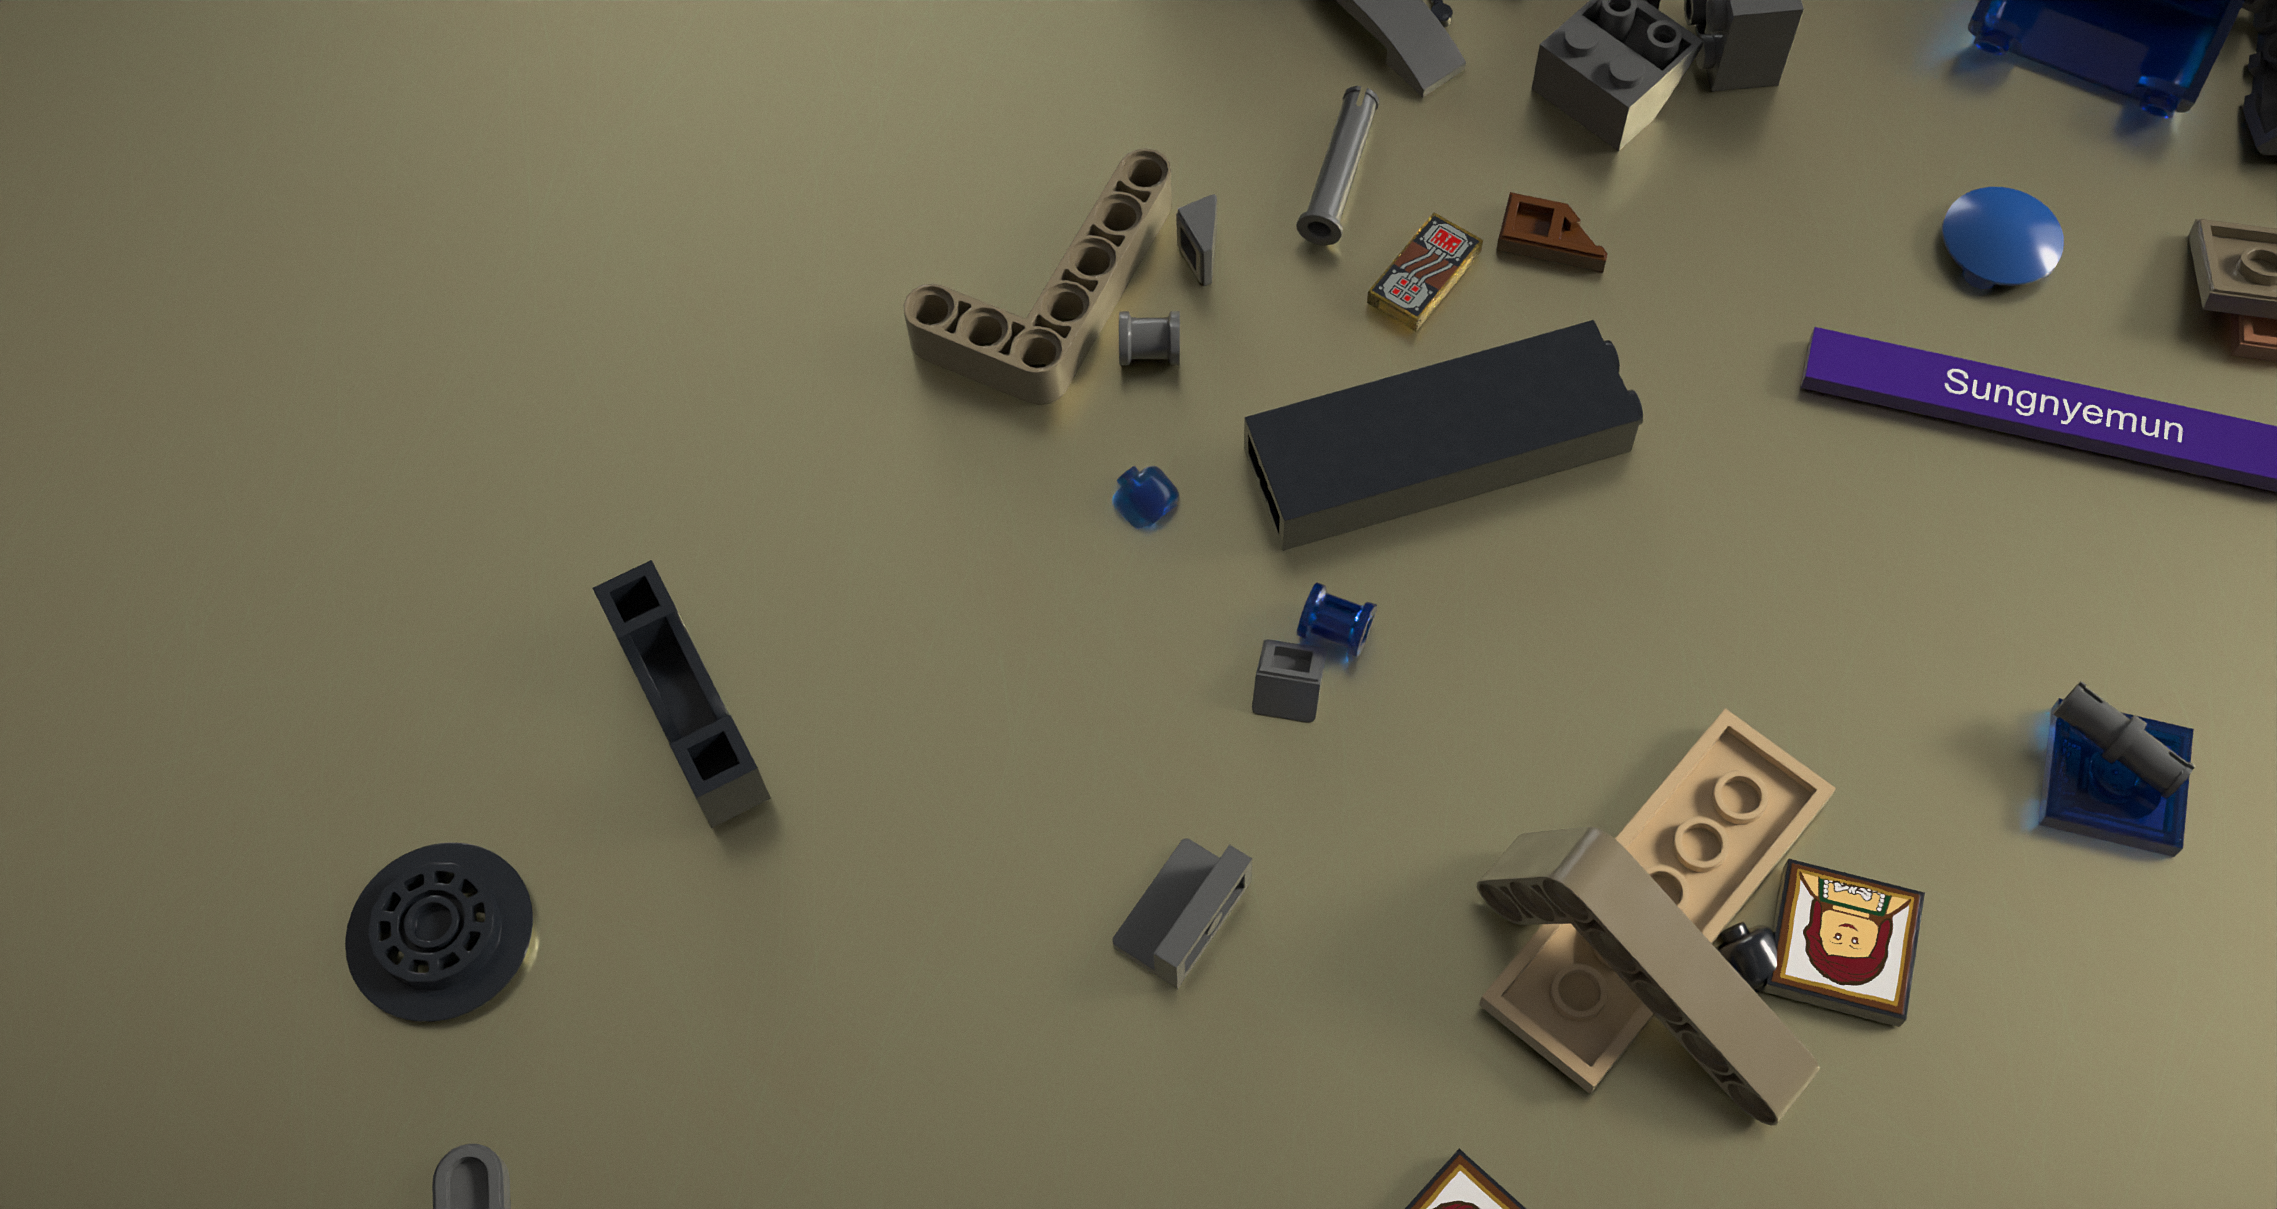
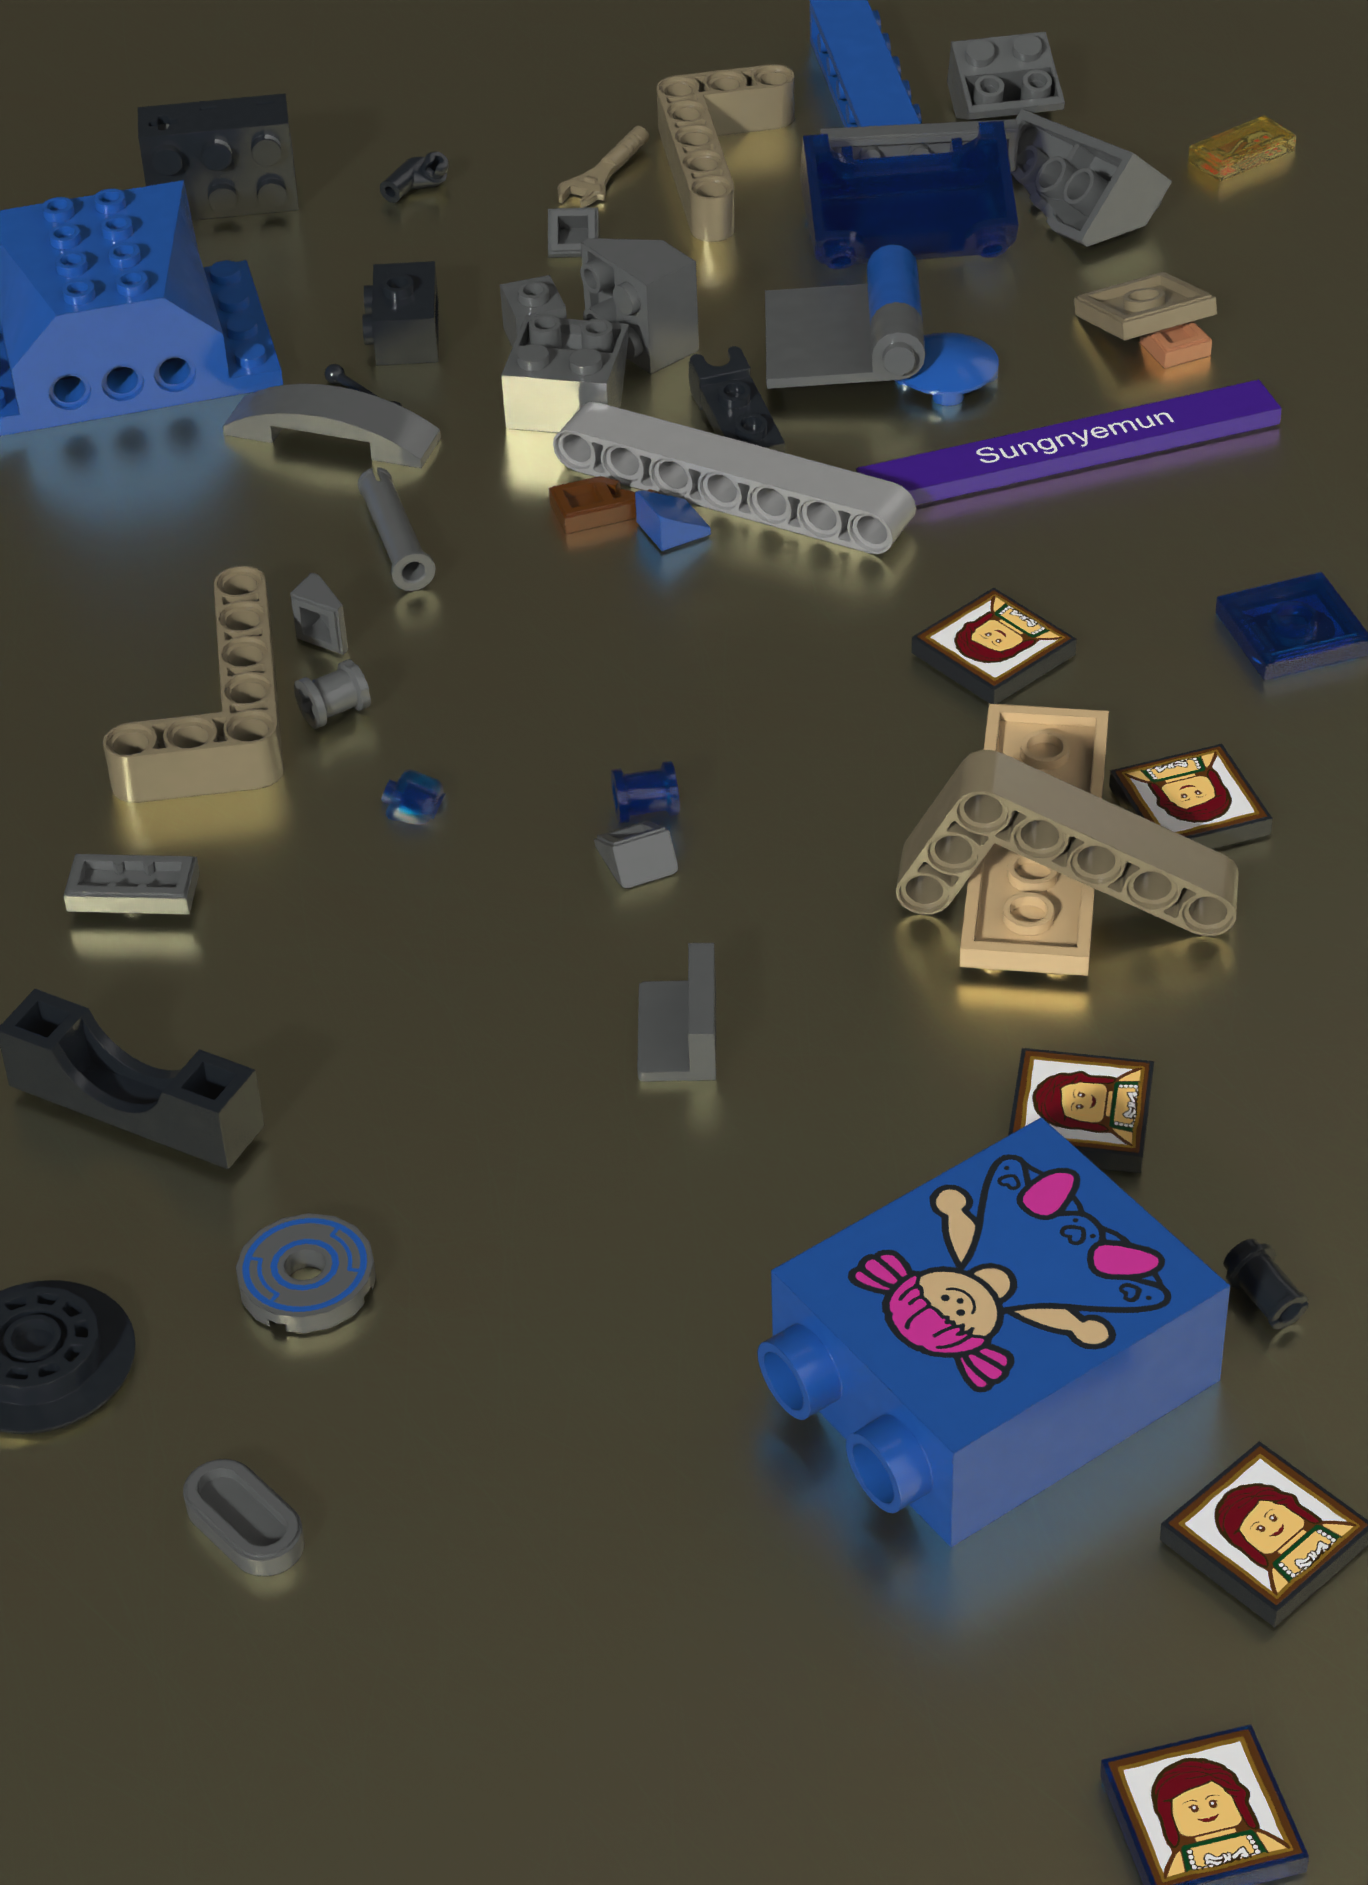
camera: 35 degrees left, 20 degrees down
(670, 955) = (302, 1243): none -> dark grey tile
(844, 460) = (131, 884): none -> dark grey plate
(1424, 271) = (522, 565): tile -> none
(1441, 434) = (622, 650): black brick -> none
(1597, 291) = (668, 519): none -> blue slope
(1691, 279) = (736, 477): none -> light grey beam
(1751, 191) = (733, 401): none -> black plate
(1793, 627) = (993, 646): none -> tile
(1931, 141) = (848, 329): none -> dark grey door
(2124, 740) = (1281, 588): dark grey pin -> none

